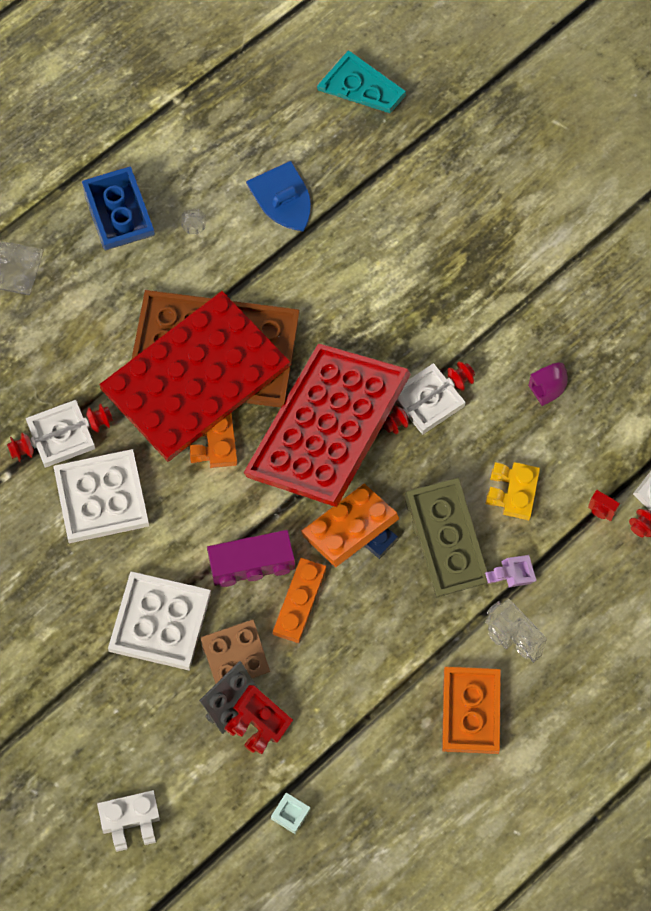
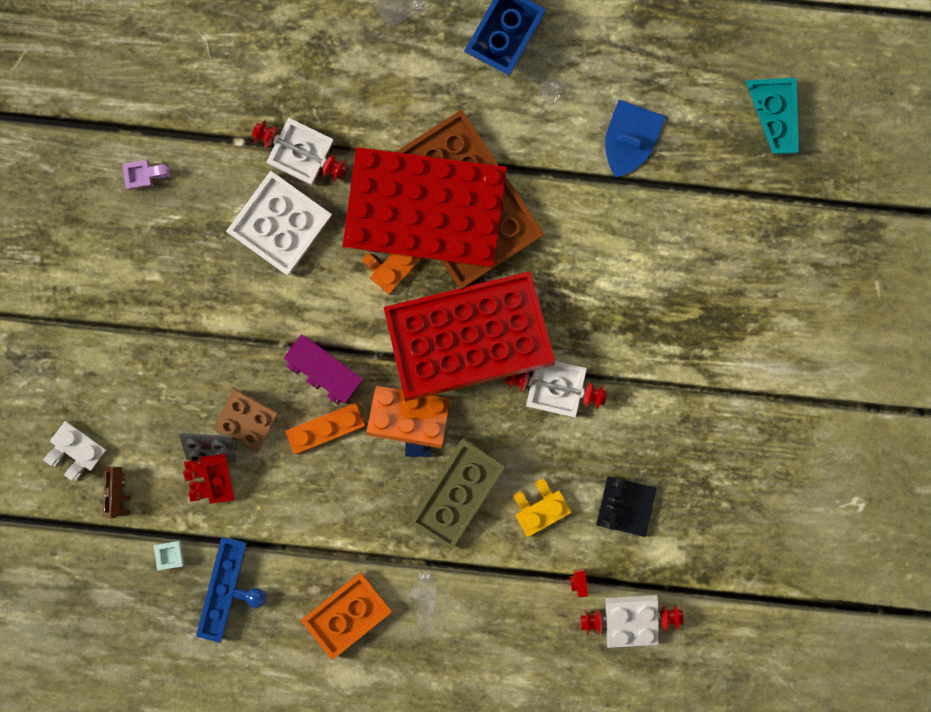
camera: 50 degrees right, 20 degrees up
(159, 620) = (225, 347): white plate -> none
(194, 813) = (113, 482): none -> reddish brown plate
(361, 793) = (223, 590): none -> blue plate
(515, 569) = (474, 563): lavender plate -> none
(549, 382) = (646, 464): magenta brick -> none
(570, 425) = (626, 506): none -> black hinge

